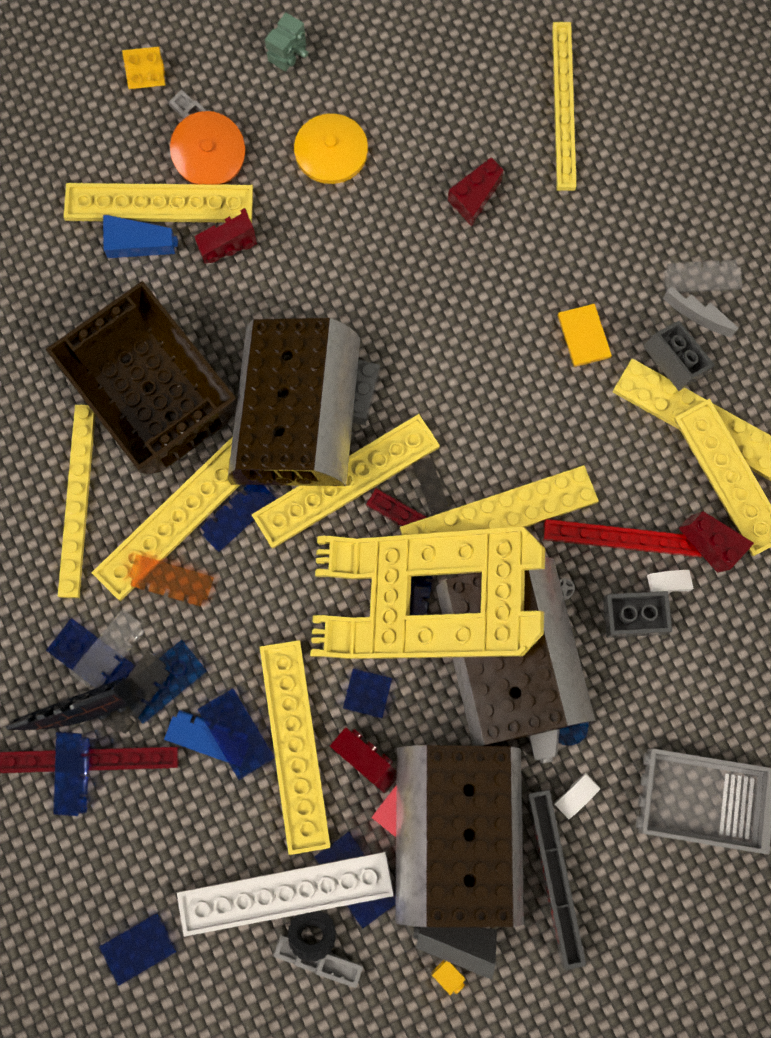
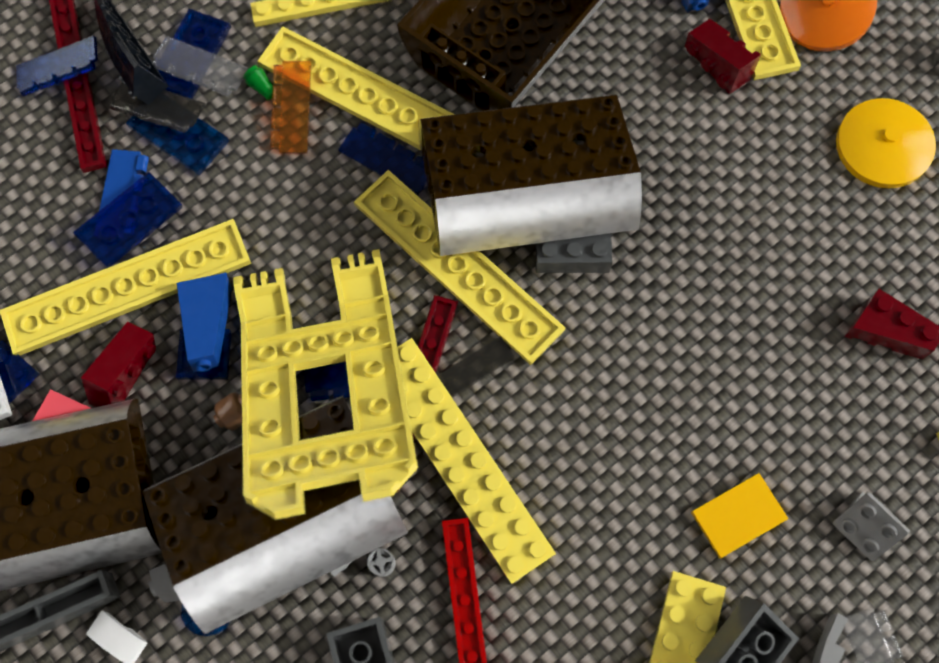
camera: 80 degrees right, 5 degrees down
(138, 602) = (259, 81): none -> green cone
(341, 684) = (204, 317): none -> blue slope
(422, 676) = (229, 411): none -> medium nougat head
(612, 252) = (870, 526): none -> light grey bracket

